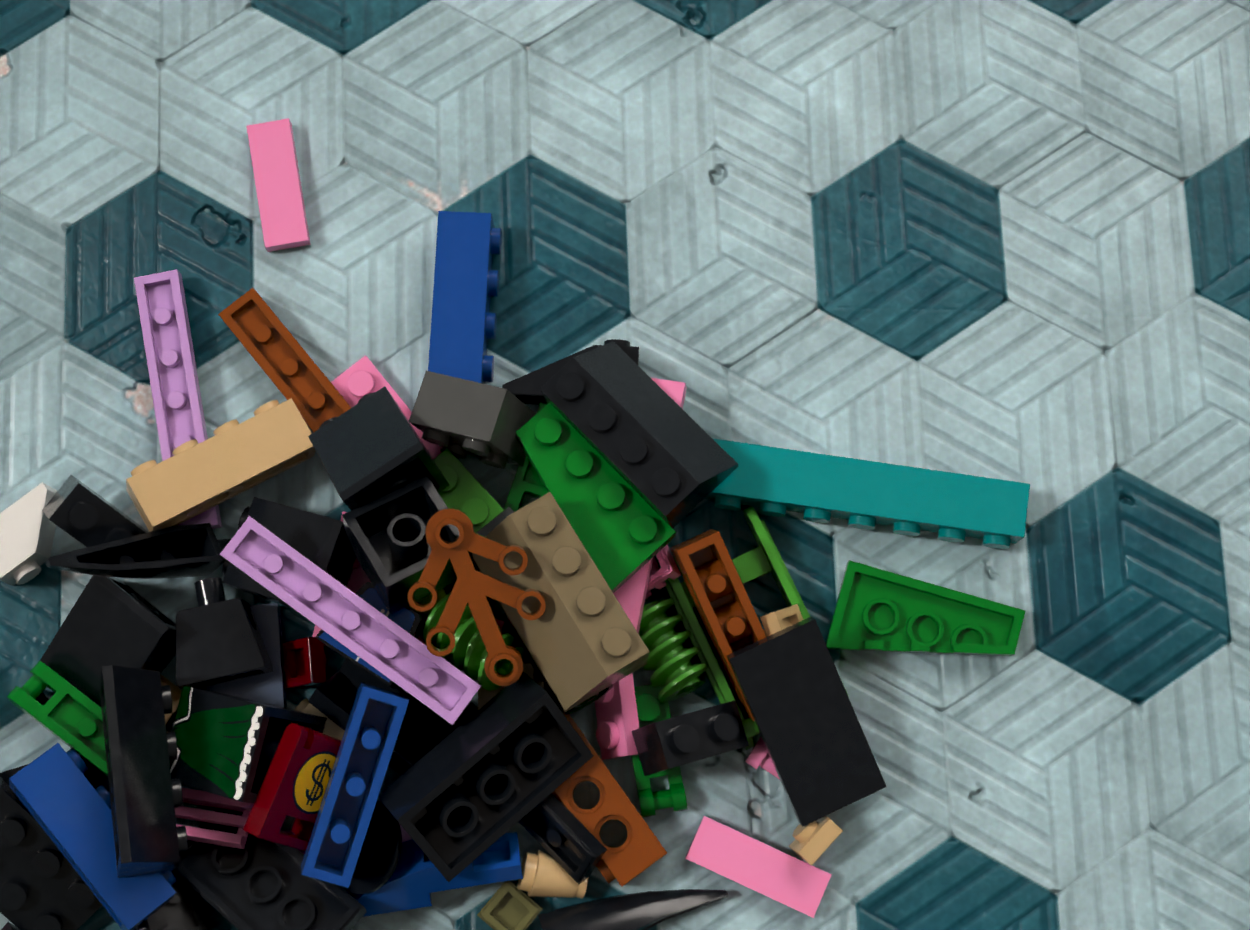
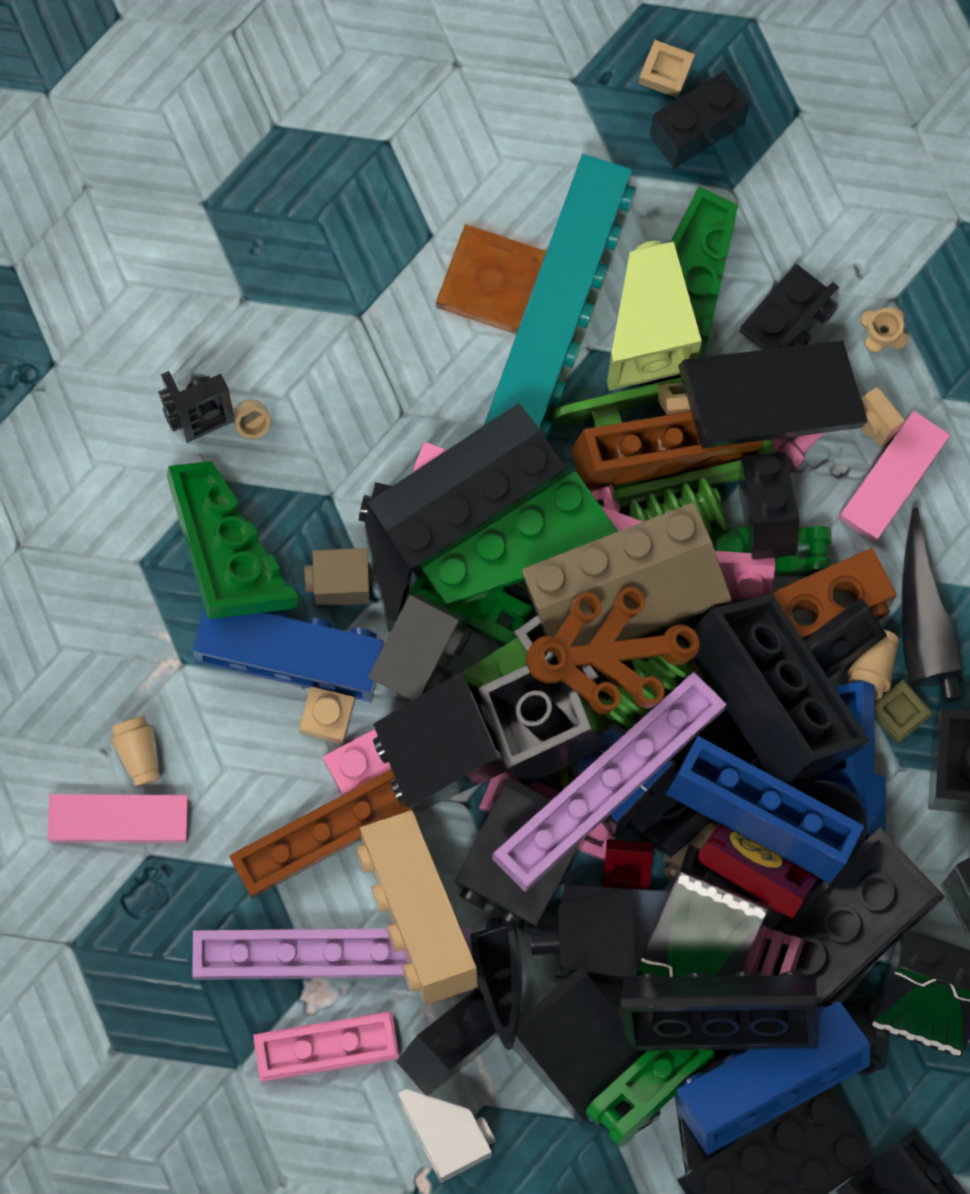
camera: 85 degrees left, 5 degrees down
(93, 414) = (326, 1047): none -> bright pink tile
(343, 186) = (137, 749): none -> tan cone
(407, 352) = (326, 715): none -> tan plate
(539, 223) = (224, 548): none -> green wing
(542, 333) = (338, 577): none -> dark tan brick
(681, 164) = (198, 408): none -> black bracket
(683, 228) = (255, 423): none -> tan hinge
(859, 579) = (654, 319): none -> yellowish green slope
(883, 420) = (490, 279): none -> clear orange plate
(912, 729) = (791, 311): none -> black bracket
(927, 835) = (885, 317): none -> tan plate
(1100, 598) = (699, 119): none -> black brick
(1149, 556) = (666, 69): none -> tan plate

